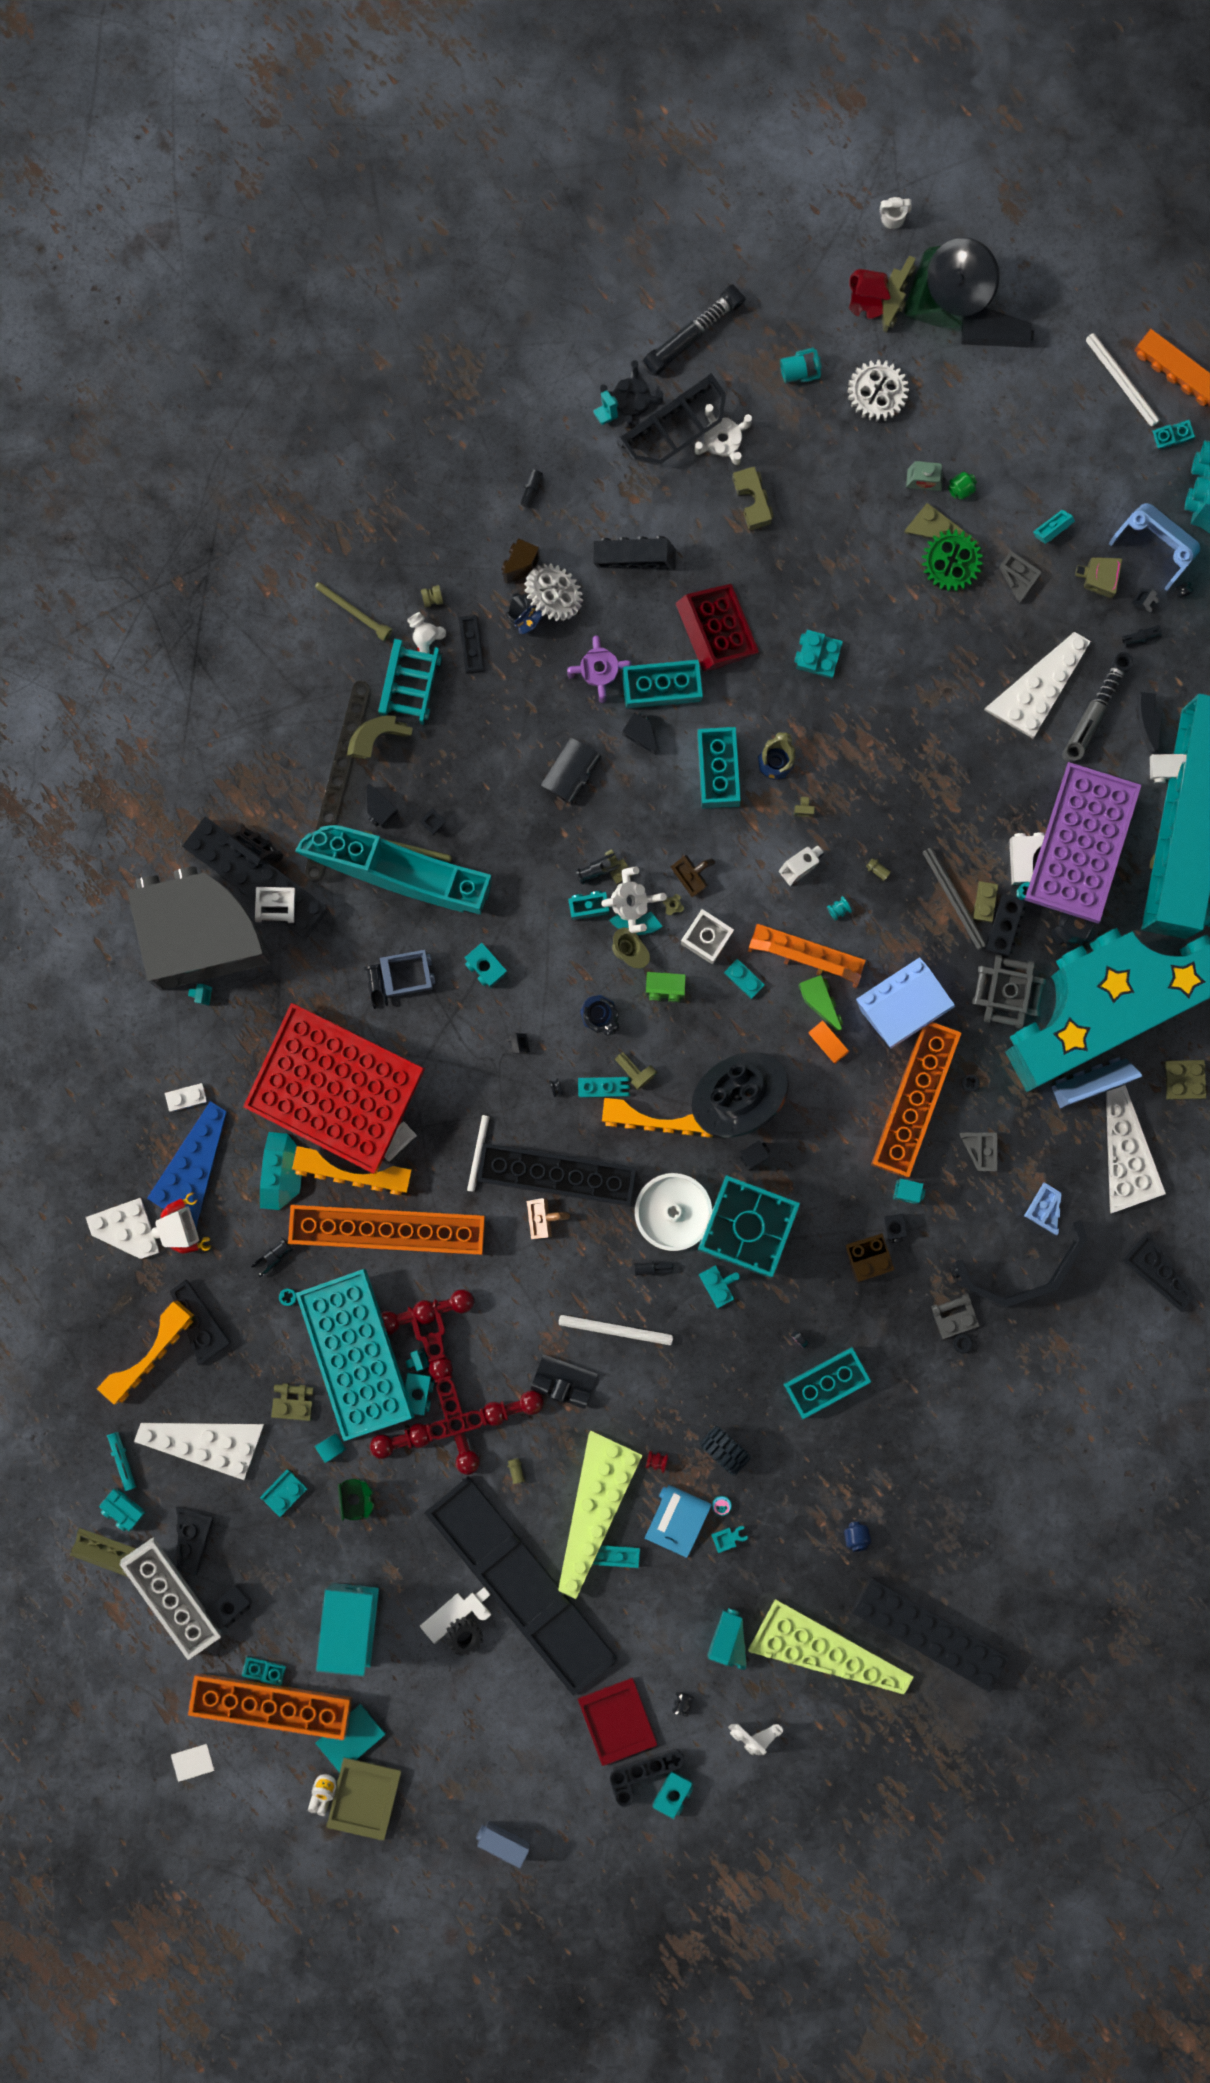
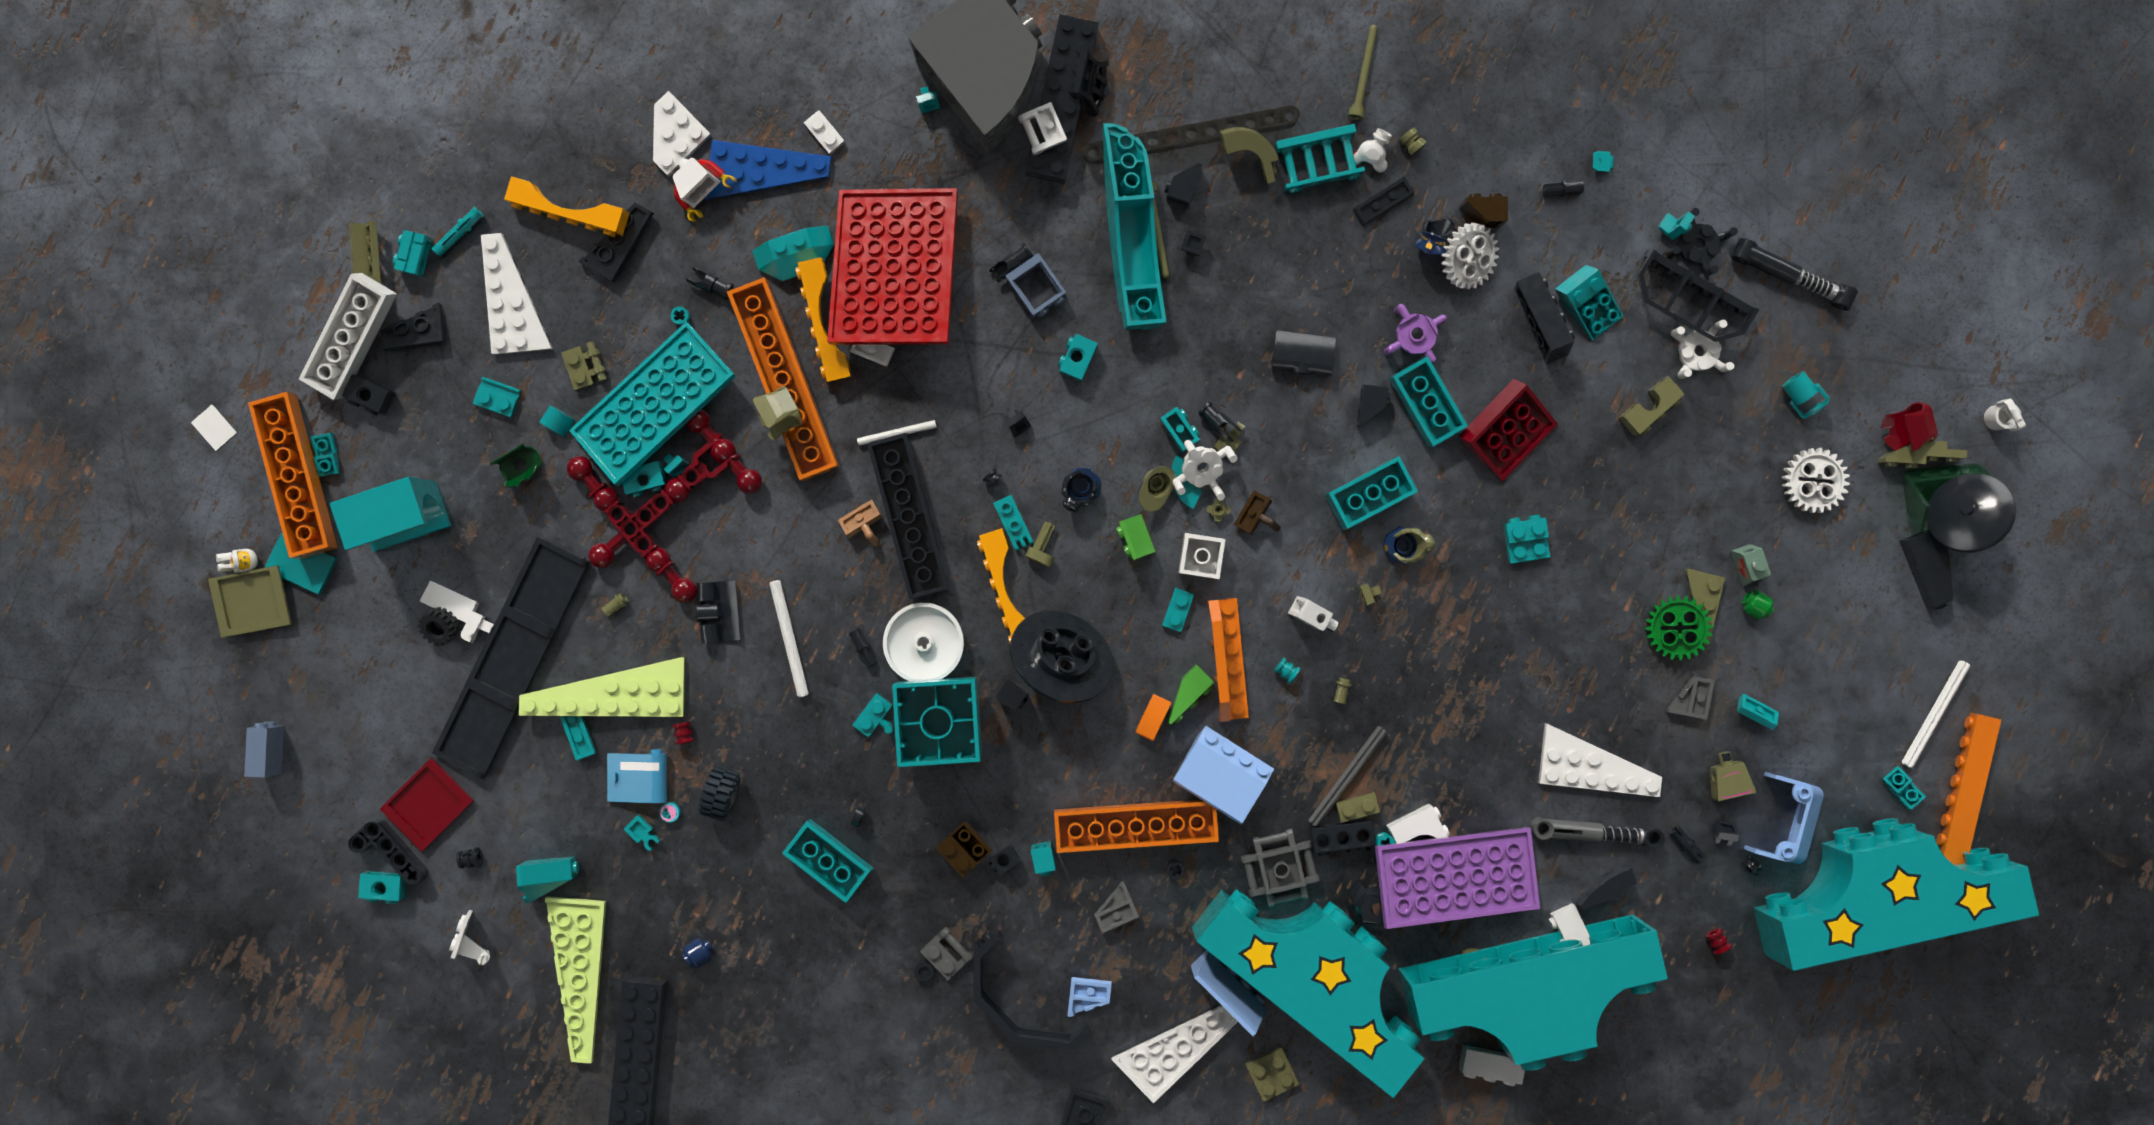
camera: 65 degrees right, 5 degrees up
(415, 1243) = (778, 412): none -> olive piece
(523, 445) = (1603, 161): none -> teal piece
(638, 509) = (1589, 301): none -> teal slope

